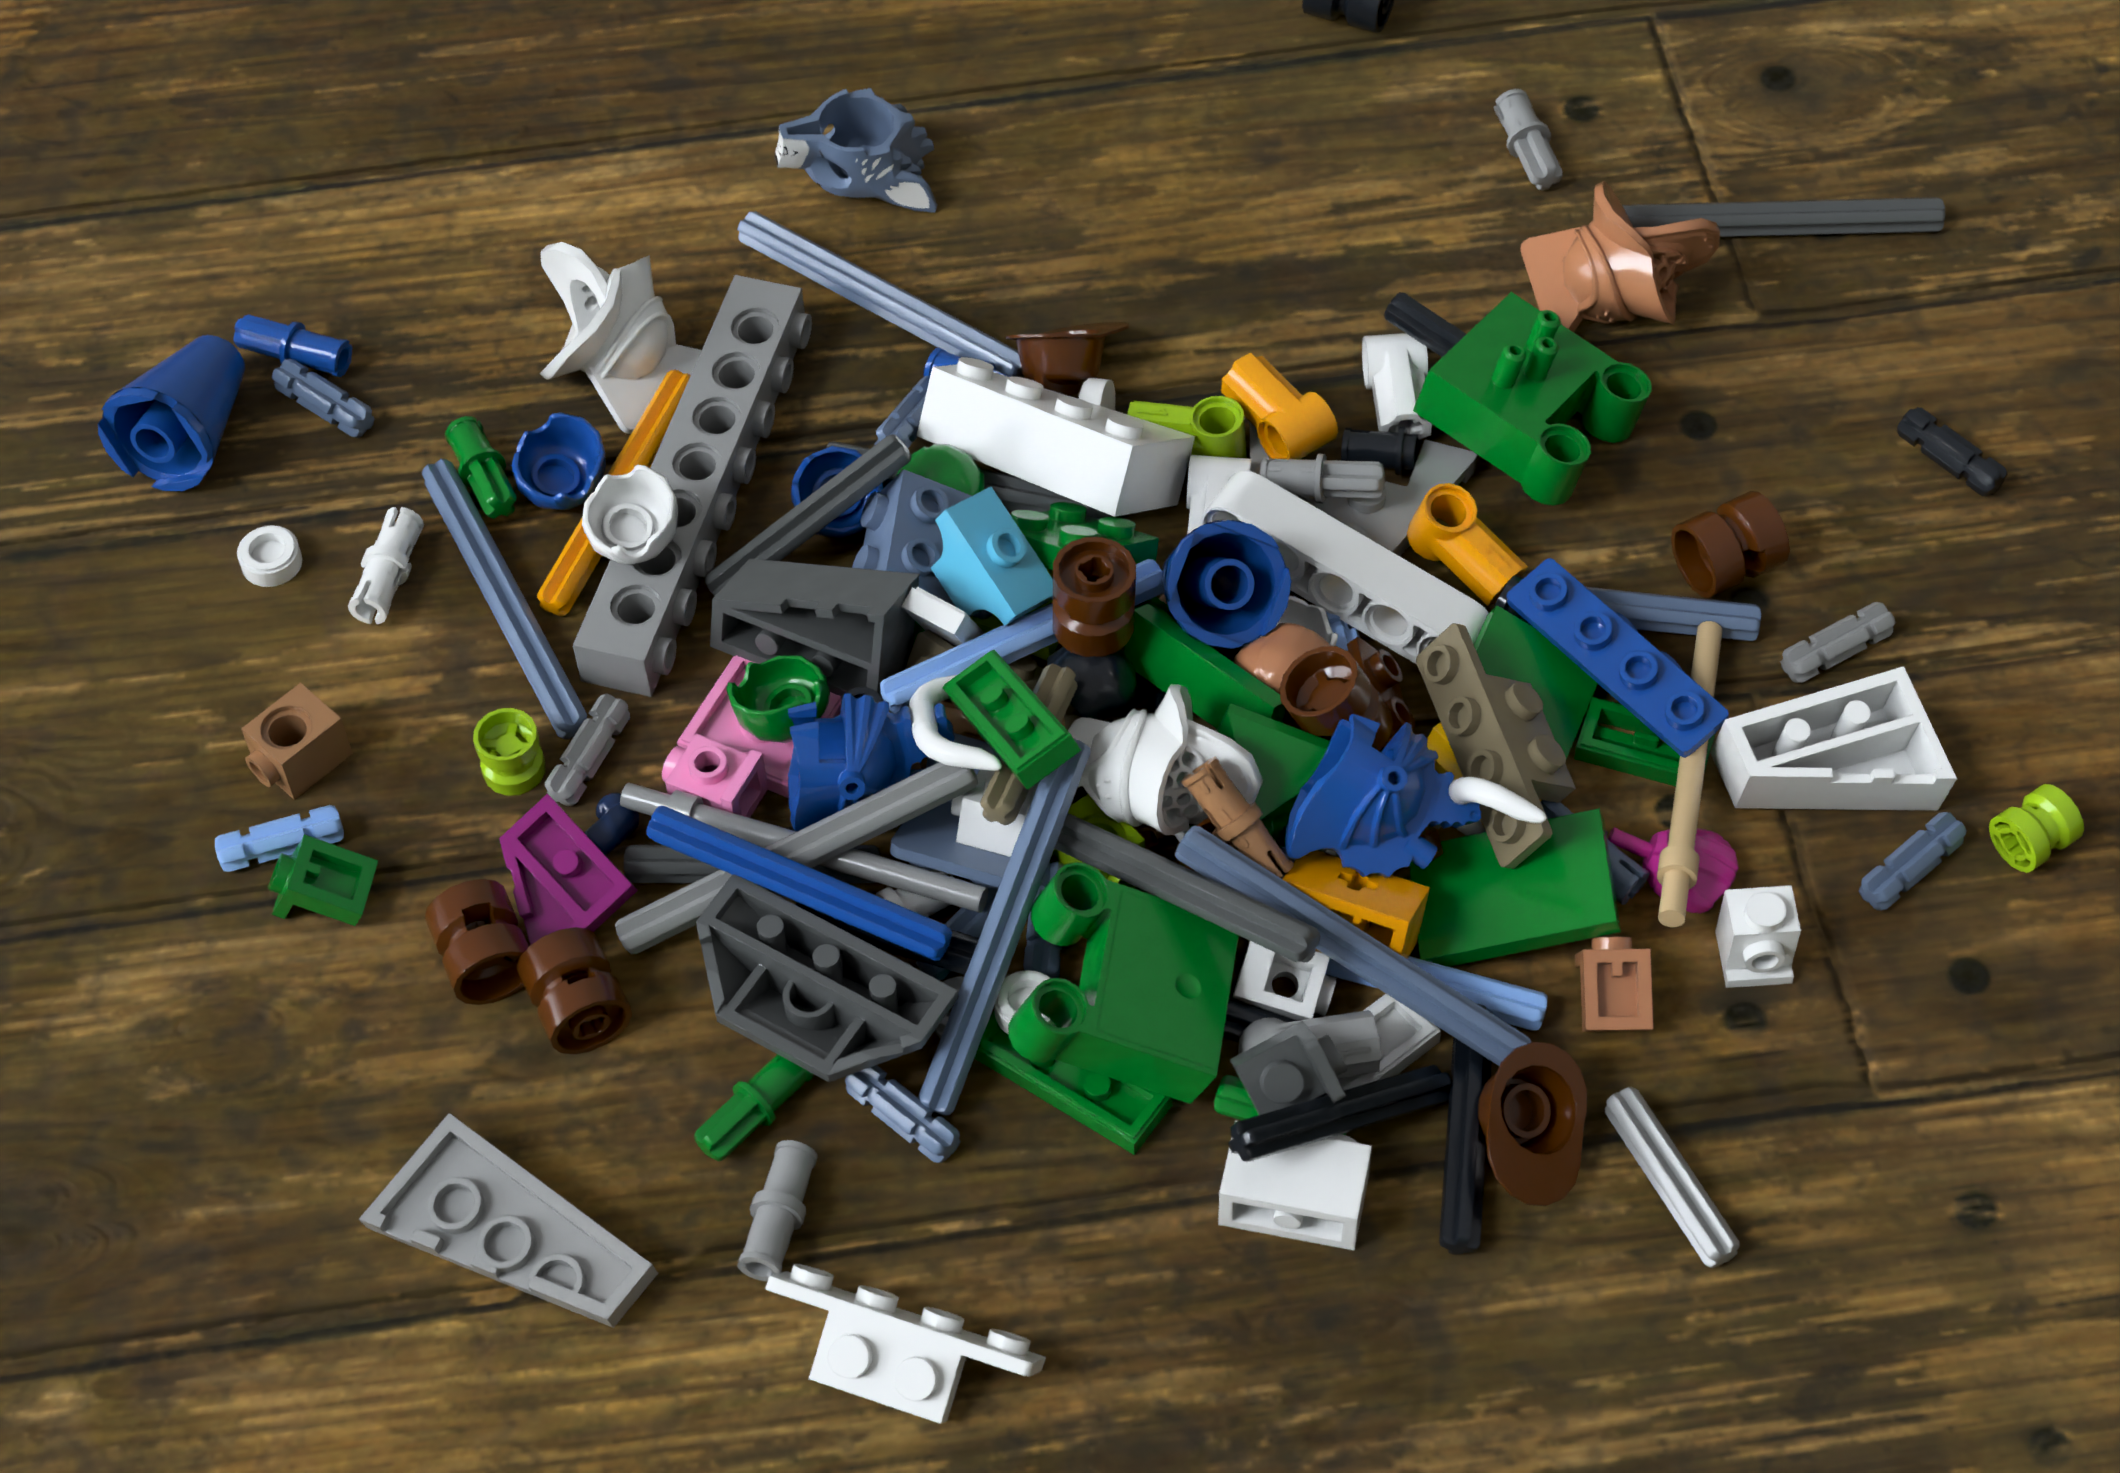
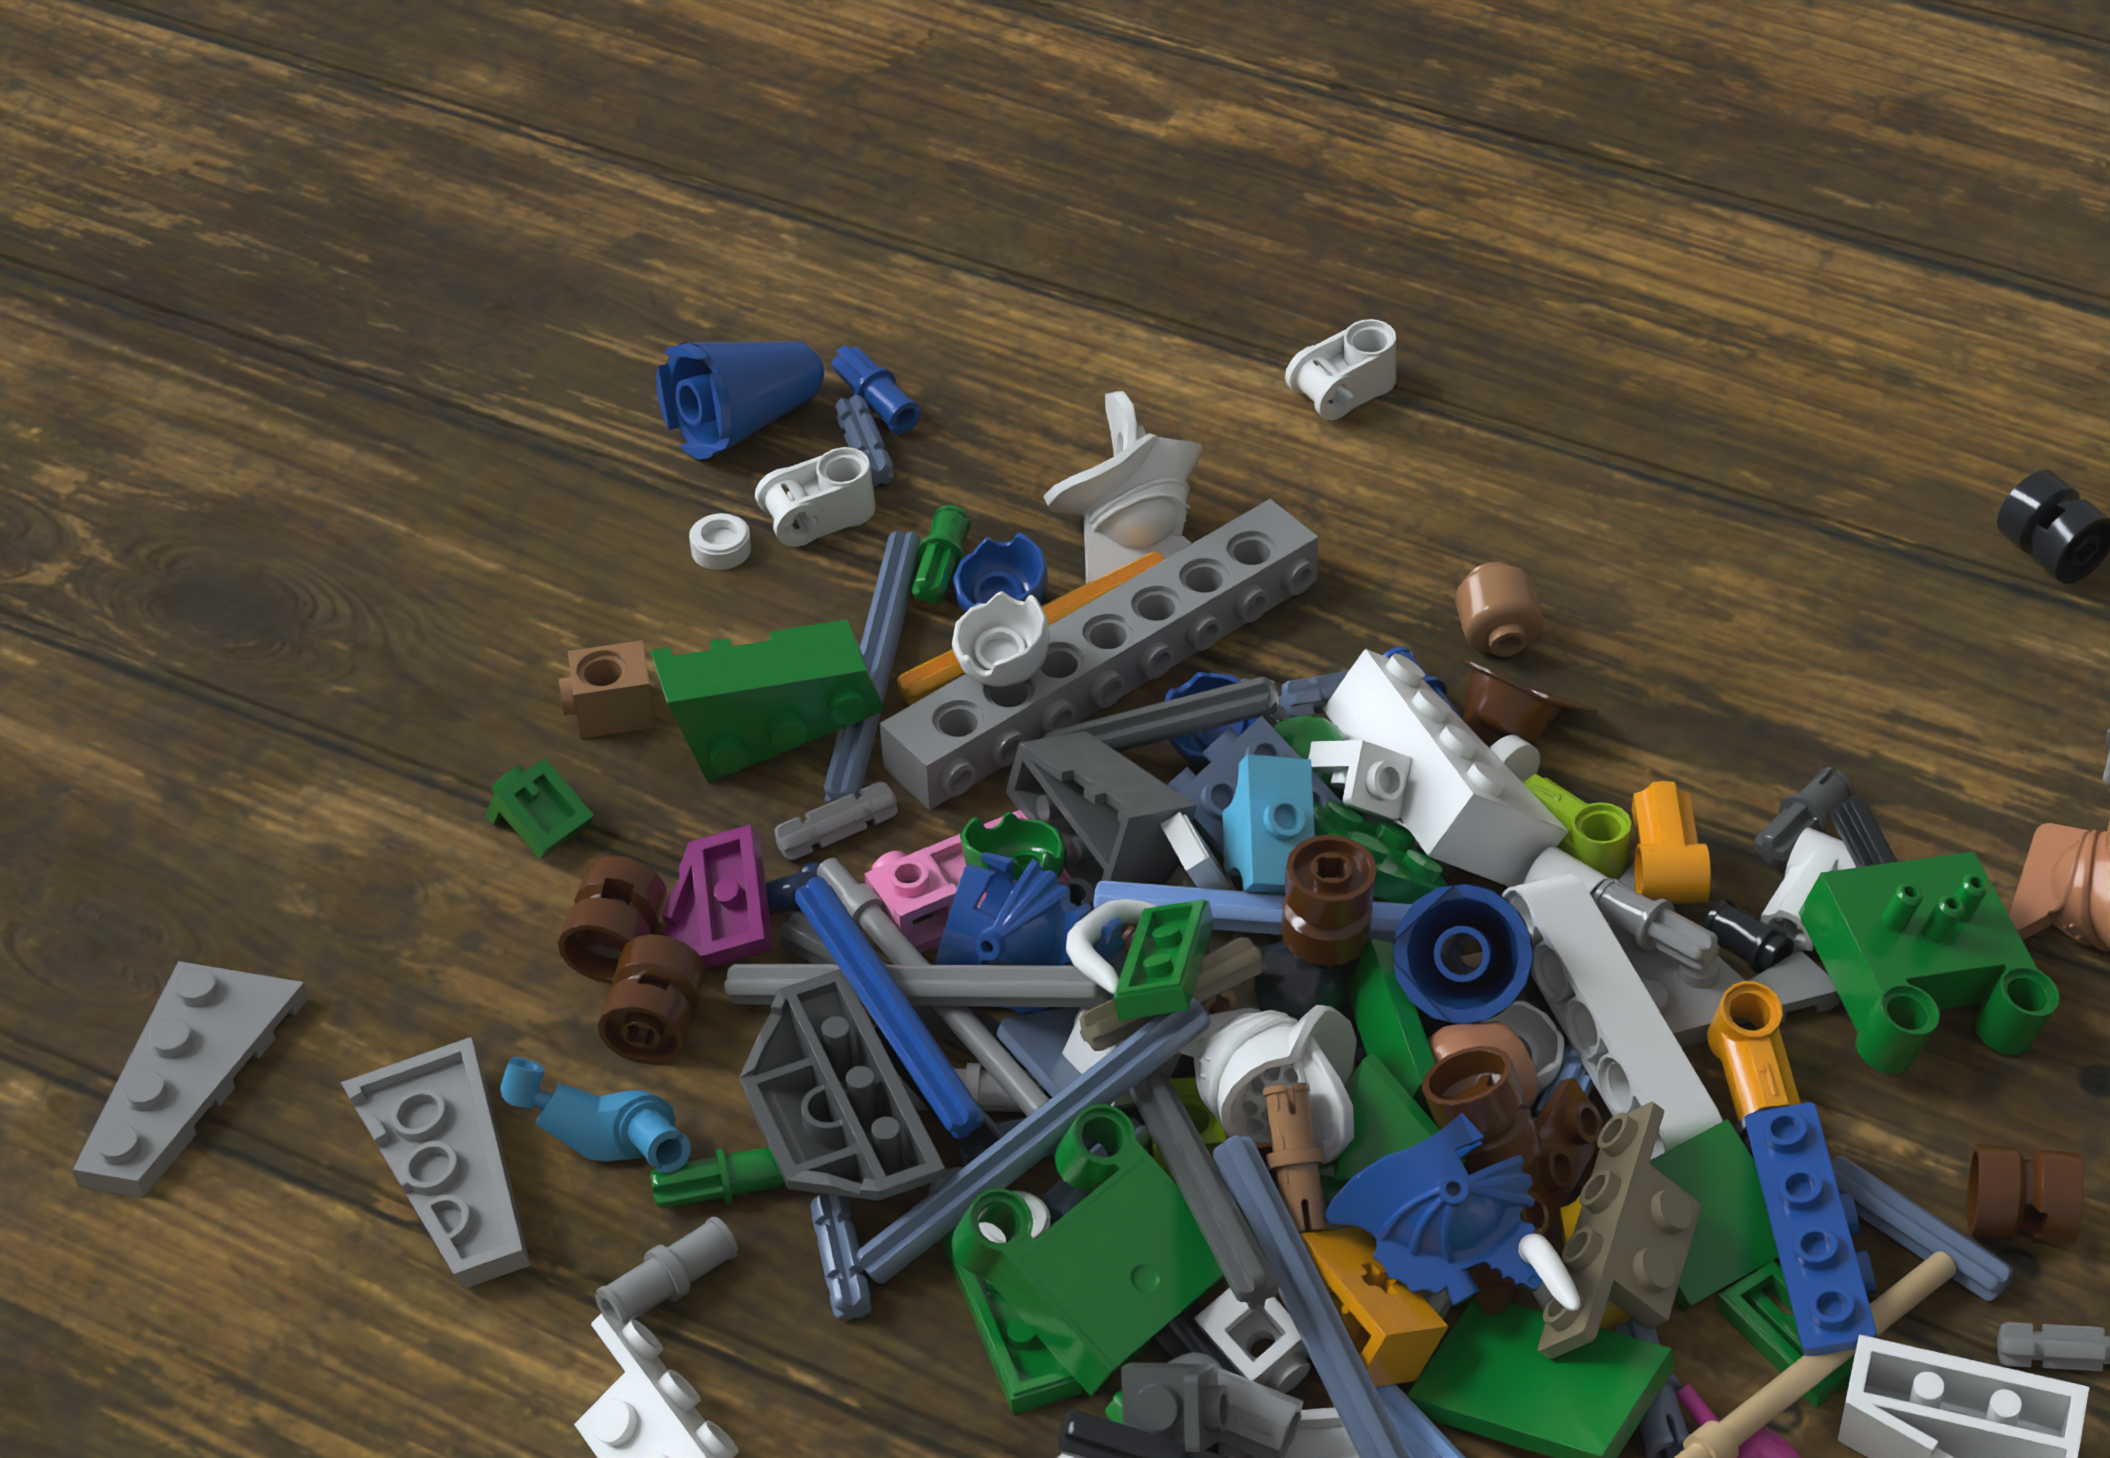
camera: 35 degrees right, 10 degrees down
(200, 1291) = (180, 1067): none -> light grey wing
(277, 837) = (498, 750): light blue axle -> none
(330, 469) = (822, 496): none -> white piece
(386, 565) = (799, 592): white pin -> none
(456, 671) = (766, 695): none -> green wedge
(509, 751) = (767, 785): lime wheel -> none
(622, 1118) = (597, 1126): none -> dark azure arm
(690, 124) = (1349, 370): none -> white piece
(866, 154) = (1479, 464): sand blue piece -> none
(875, 293) = (1394, 580): axle -> none
(985, 276) = (1498, 606): none -> medium nougat head
(1020, 468) = (1368, 773): none -> white bracket
(1344, 329) = (1802, 810): none -> dark grey axle

